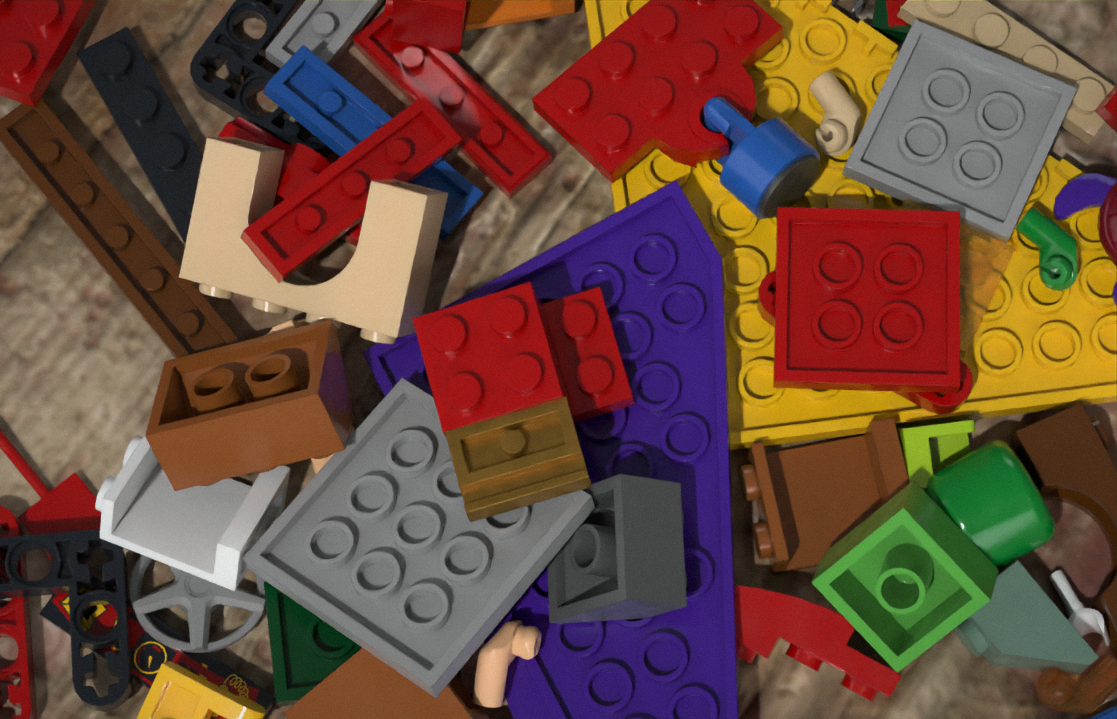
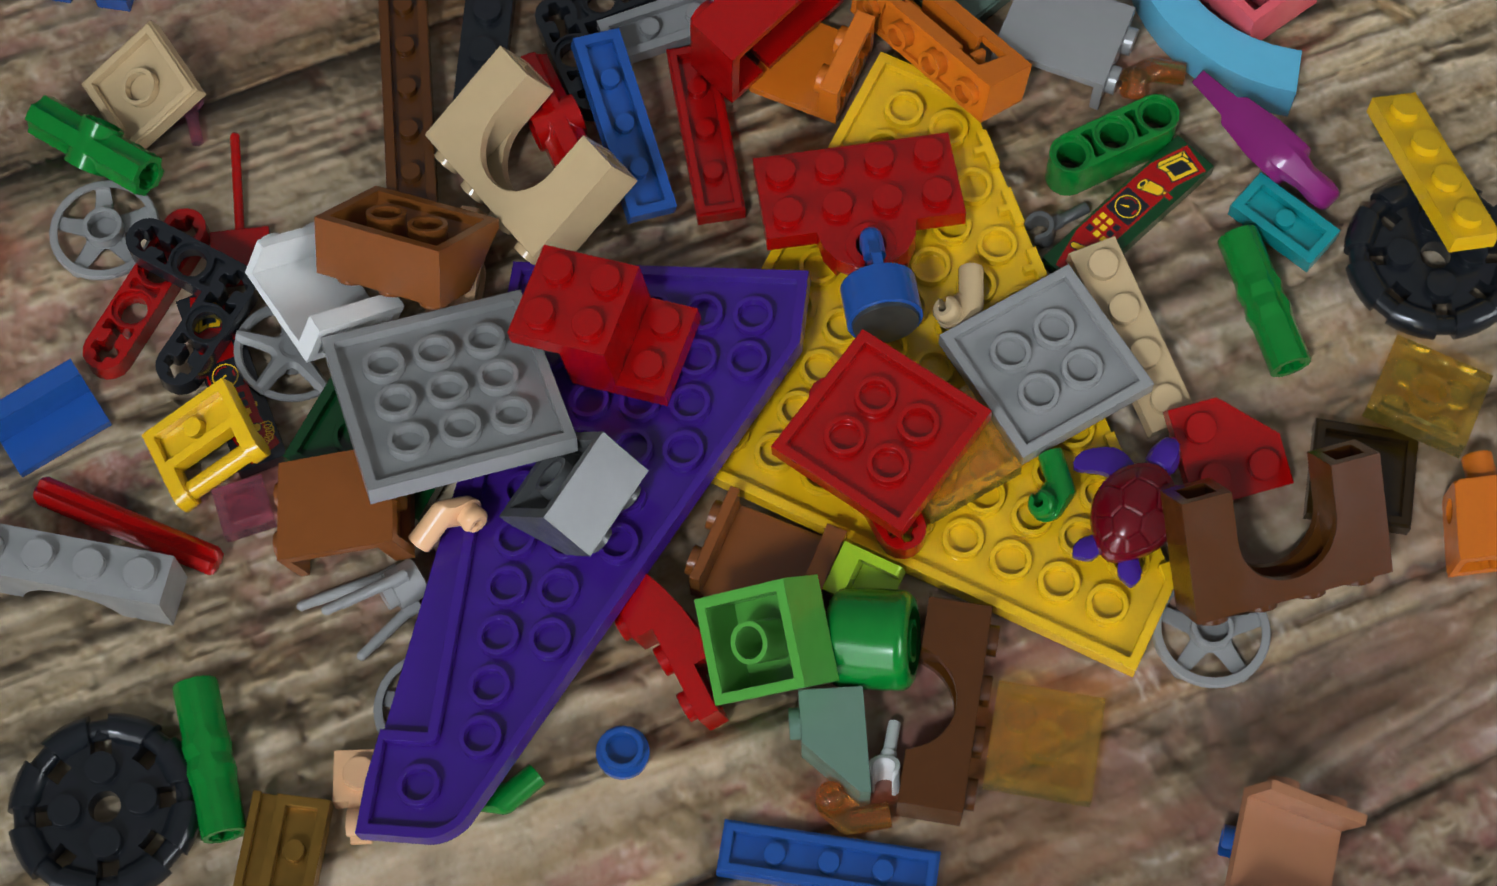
camera: 35 degrees right, 5 degrees down
(339, 194) = (544, 141): red plate -> none
(518, 459) = (544, 381): pearl gold plate -> none

